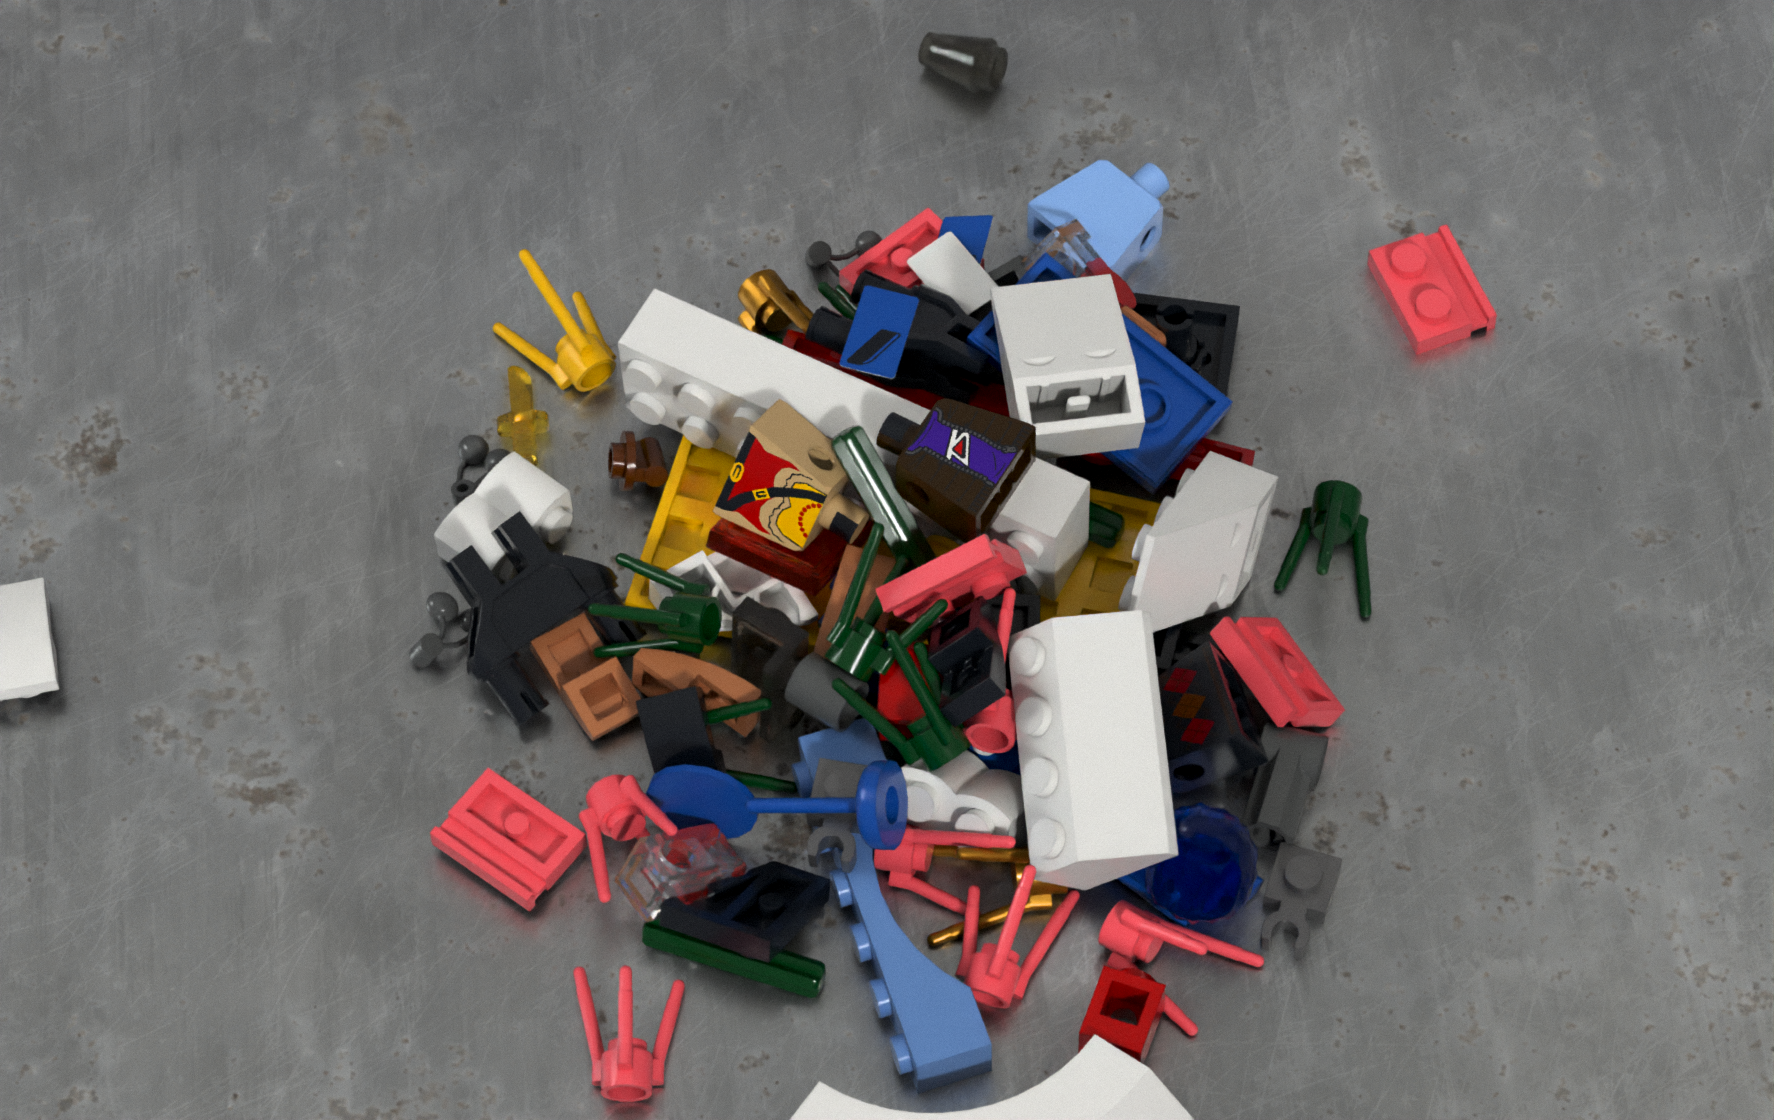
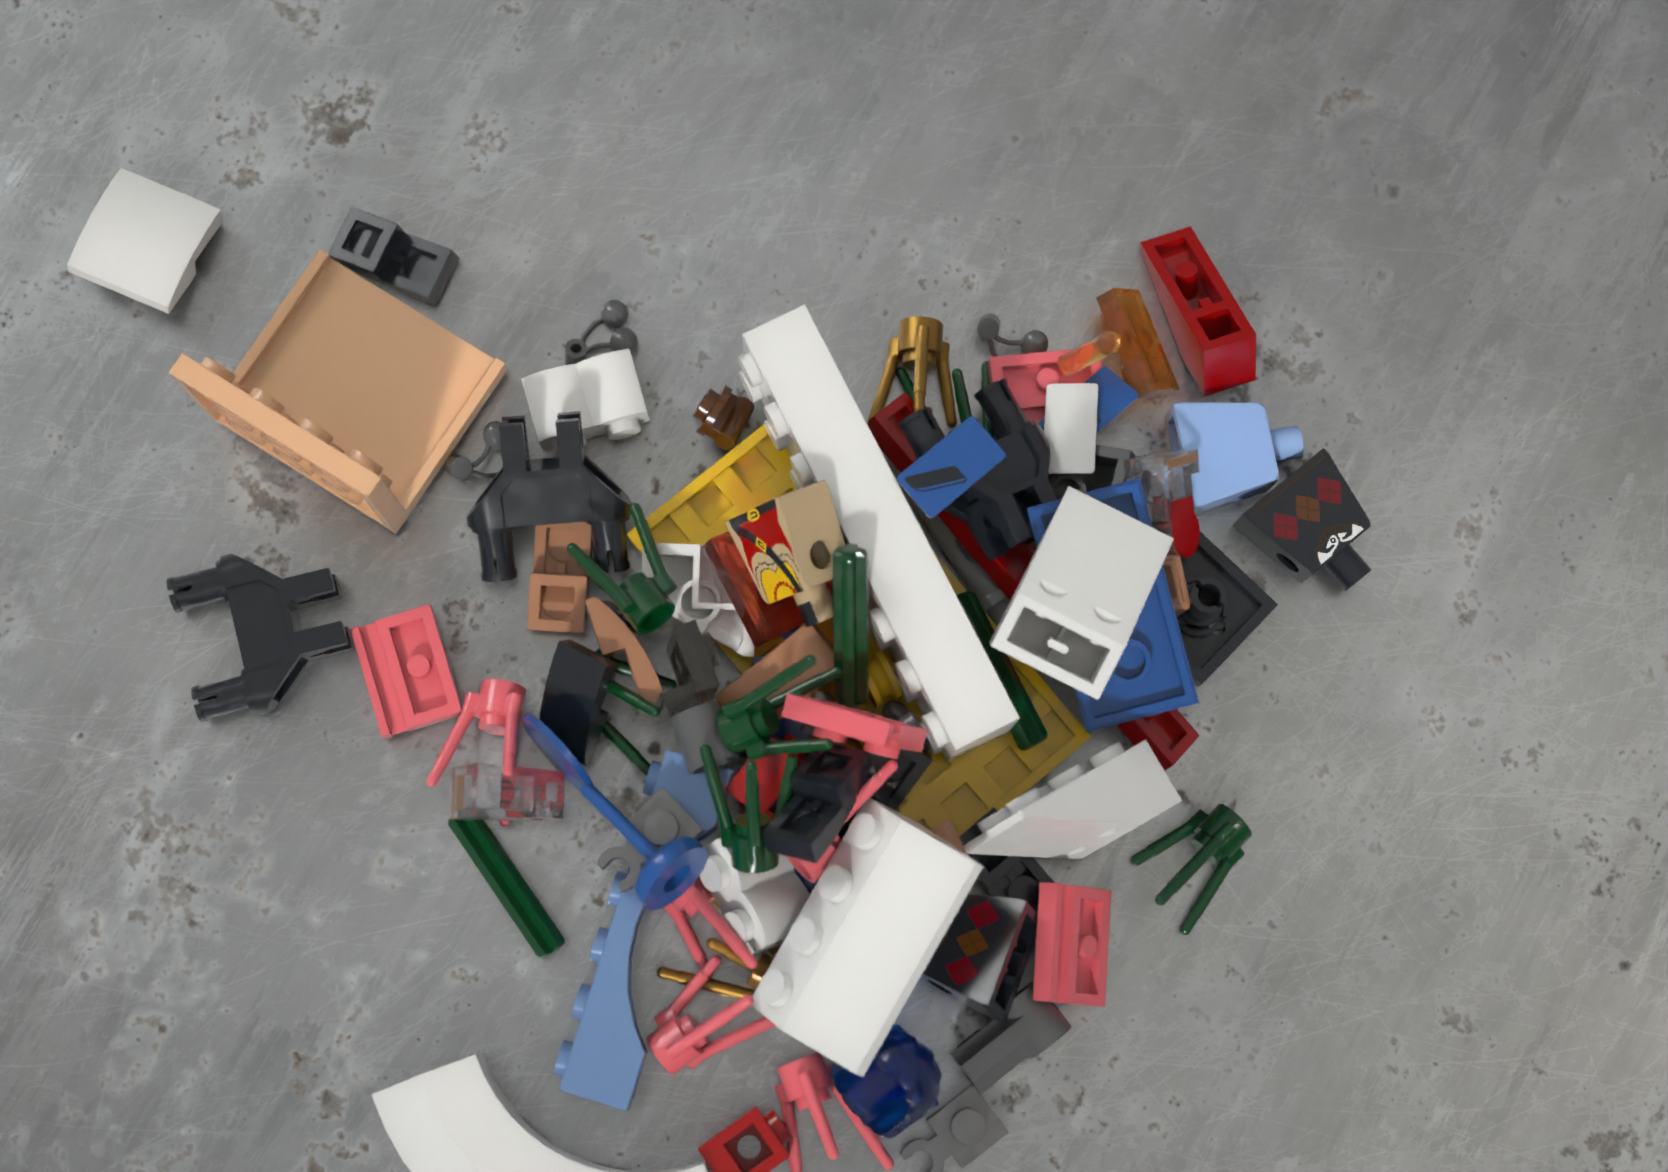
camera: 25 degrees right, 20 degrees up
(226, 527) = (393, 257): none -> black slope
(279, 650) = (350, 391): none -> light nougat bracket
(350, 882) = (266, 628): none -> black connector
(522, 421) = (663, 319): clear yellow piece -> none
(582, 356) = (744, 295): yellow plant -> none
(626, 1067) = (362, 919): coral plant -> none
(751, 911) = (535, 866): black wing -> none
(938, 179) = (1132, 336): none -> clear orange plate
(959, 463) = (920, 639): dark brown torso -> none
(966, 60) = (1226, 232): clear smoke cone -> none
(998, 130) = (1201, 312): none -> red slope
(1216, 232) = (1310, 523): none -> black torso
(1431, 289) = (1444, 687): coral plate -> none

